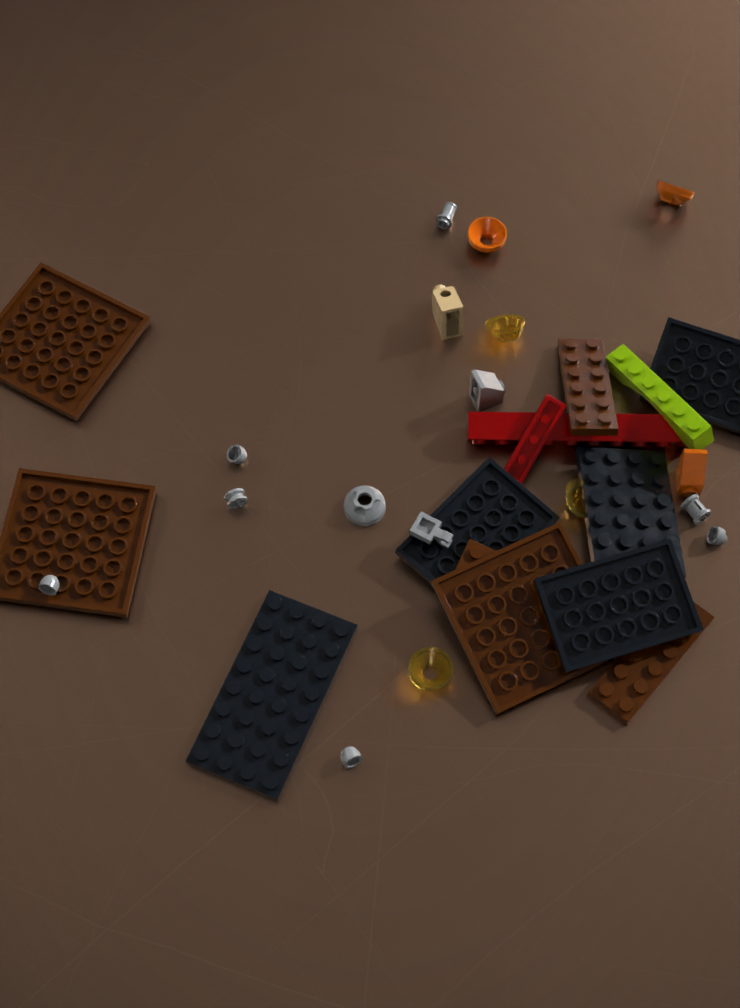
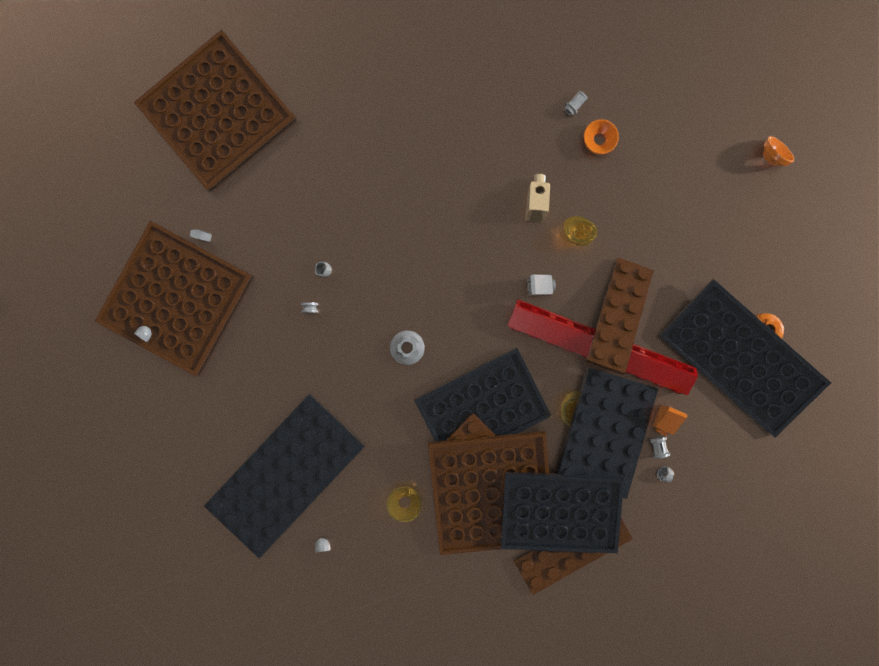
camera: 20 degrees right, 25 degrees up
(83, 465) = (202, 235): none -> light grey tile
(428, 528) = (443, 396): light grey plate -> none
(534, 437) = (558, 346): red tile -> none
(684, 420) = (673, 349): lime arch -> none

